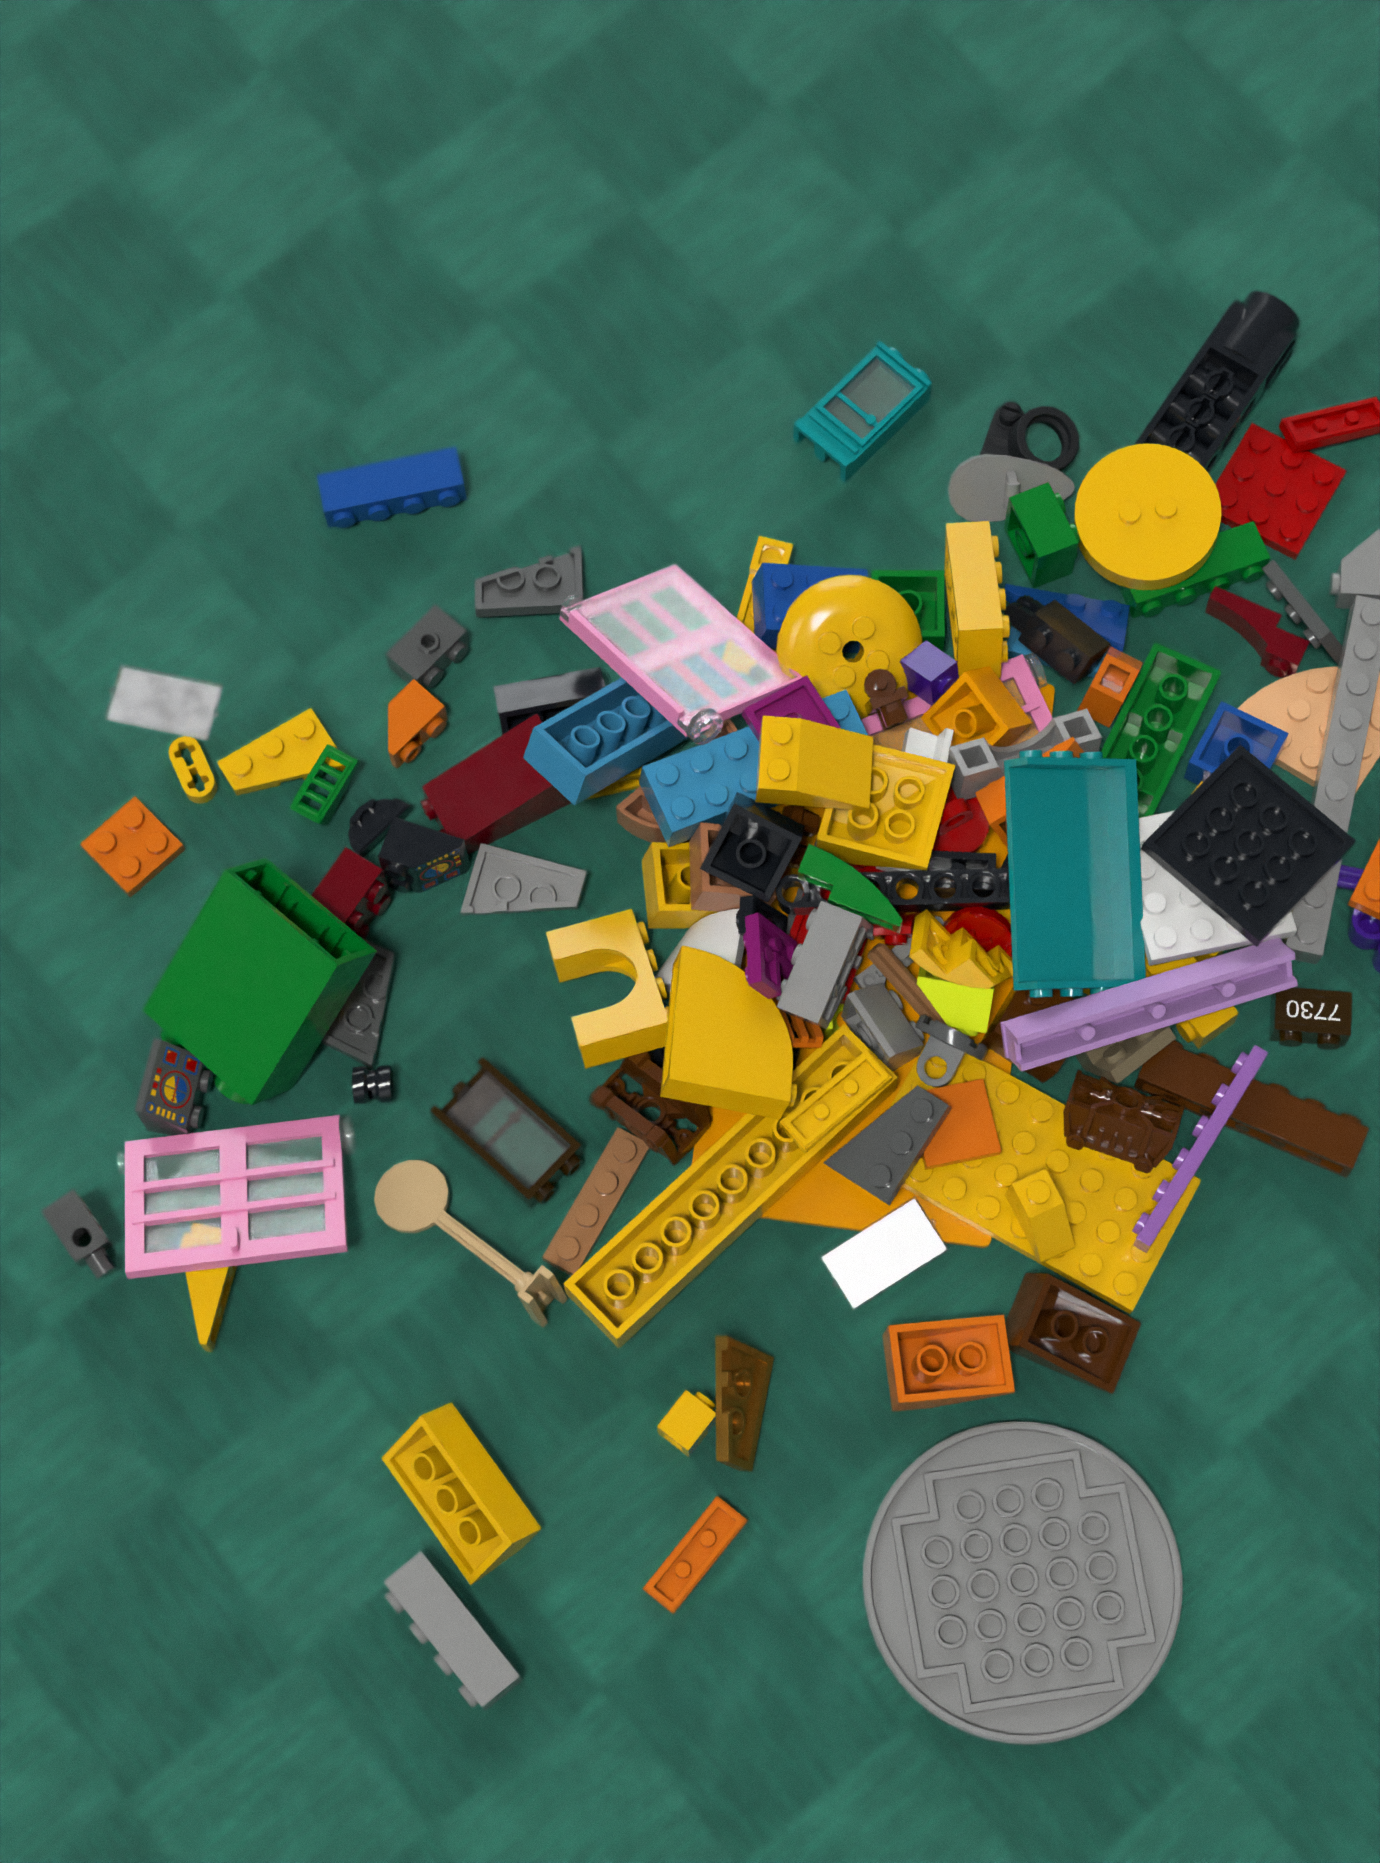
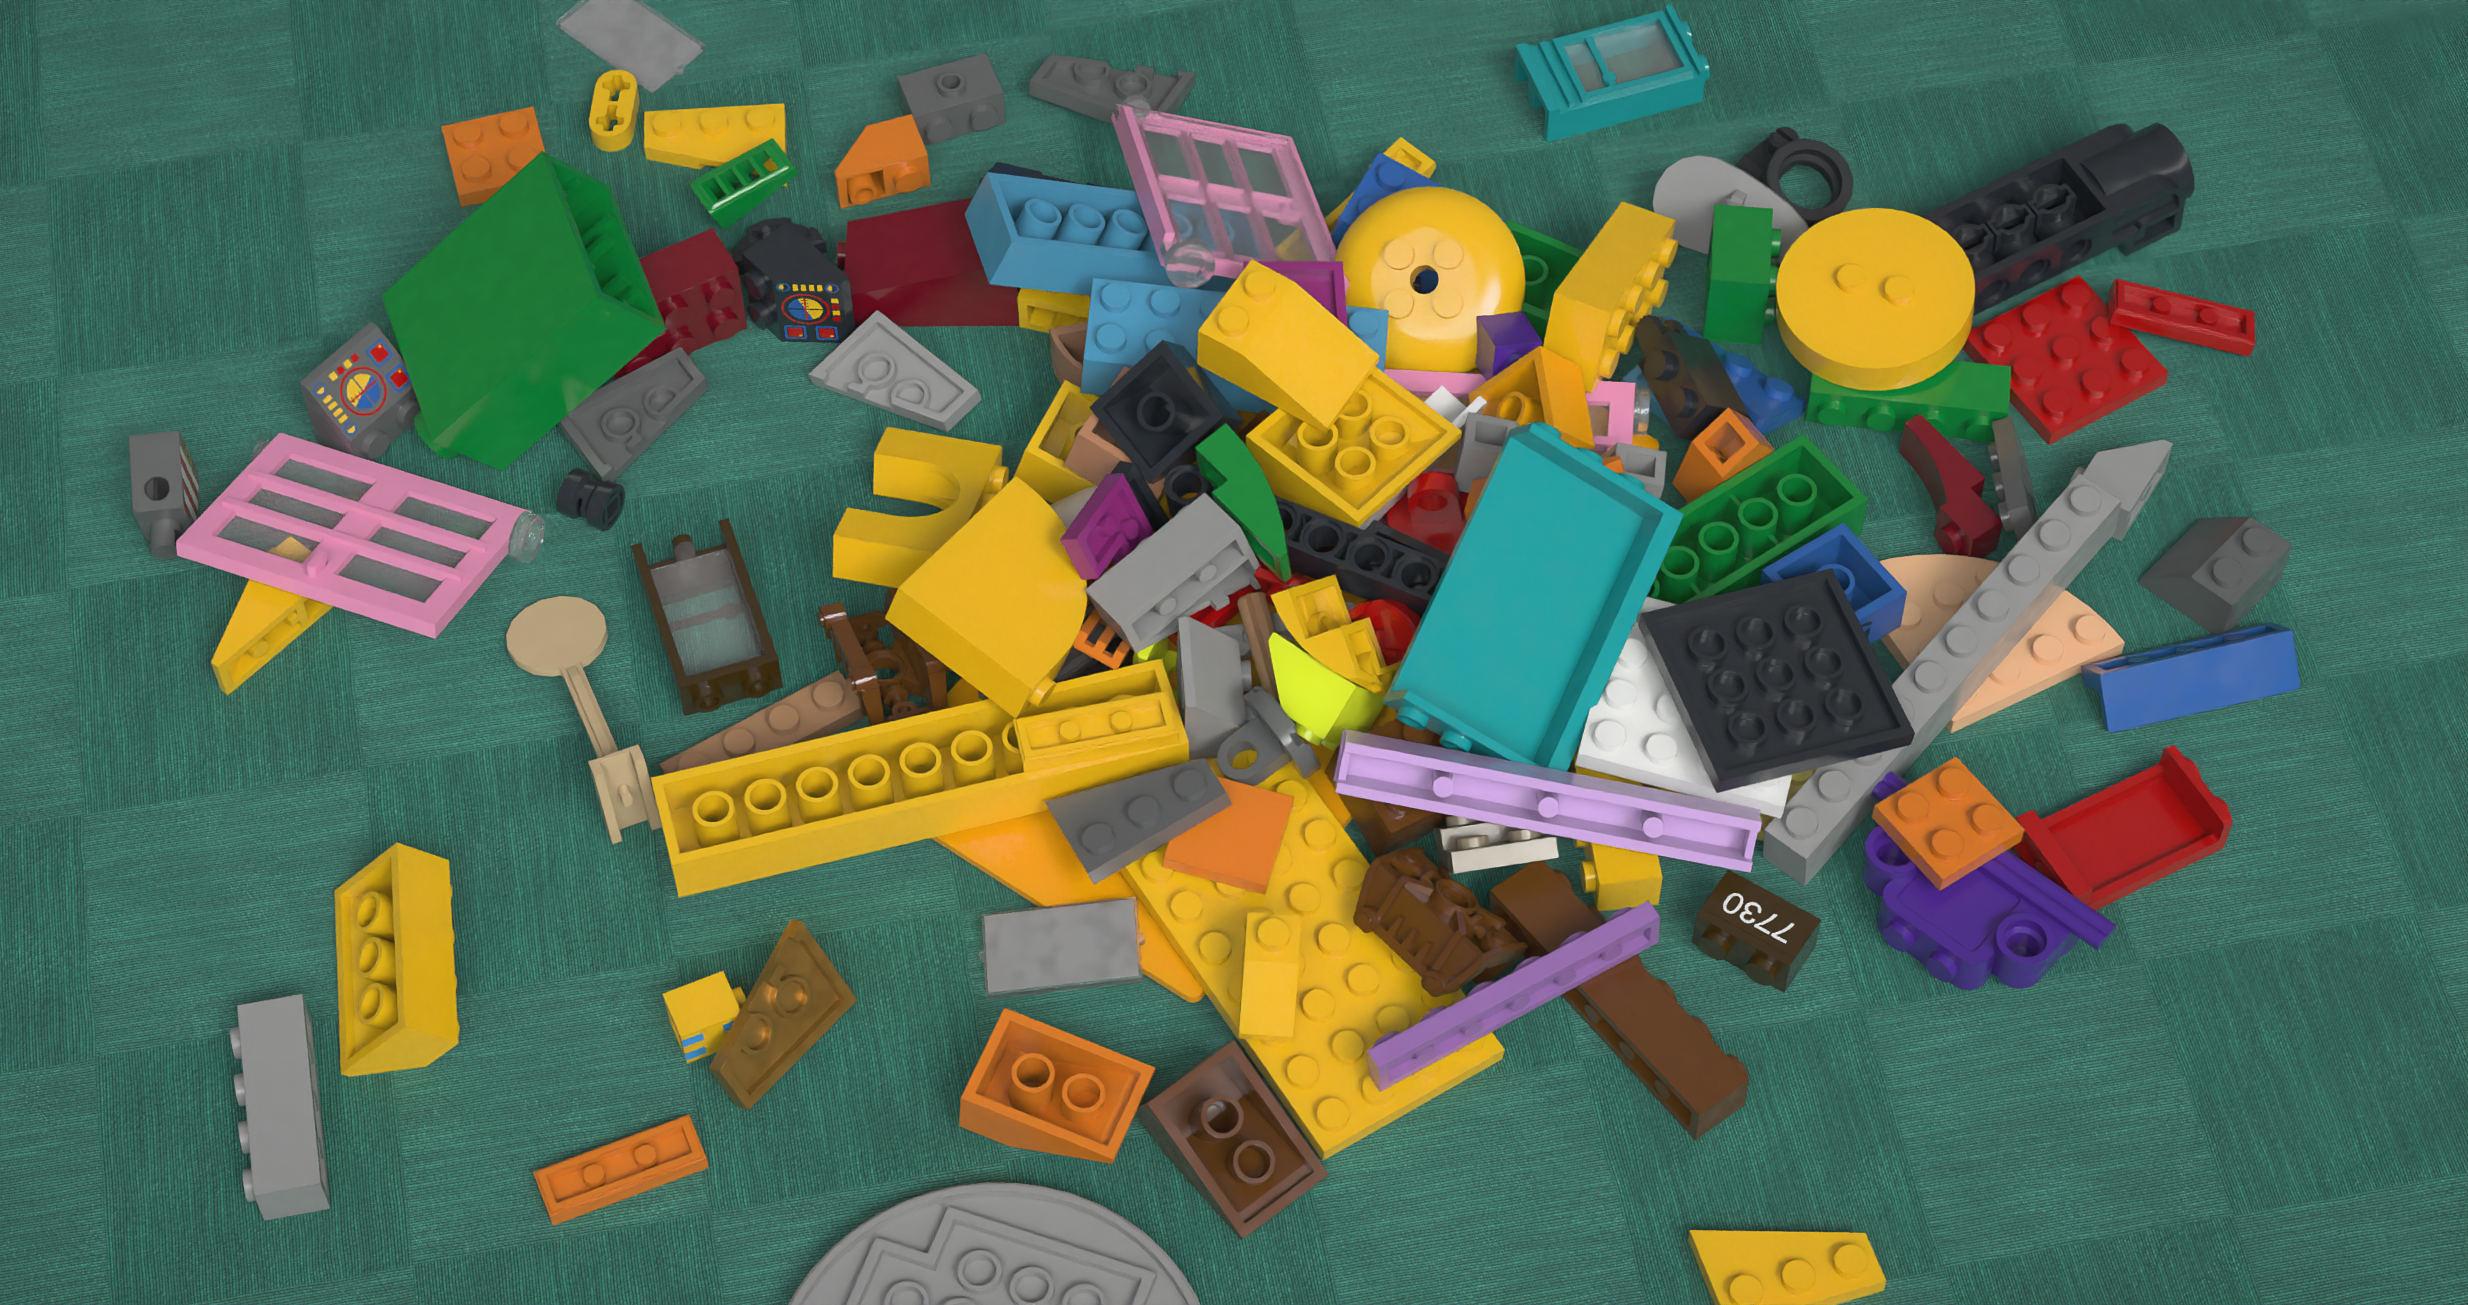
camera: 25 degrees right, 15 degrees down
(884, 700) = (1432, 348): reddish brown hips -> none

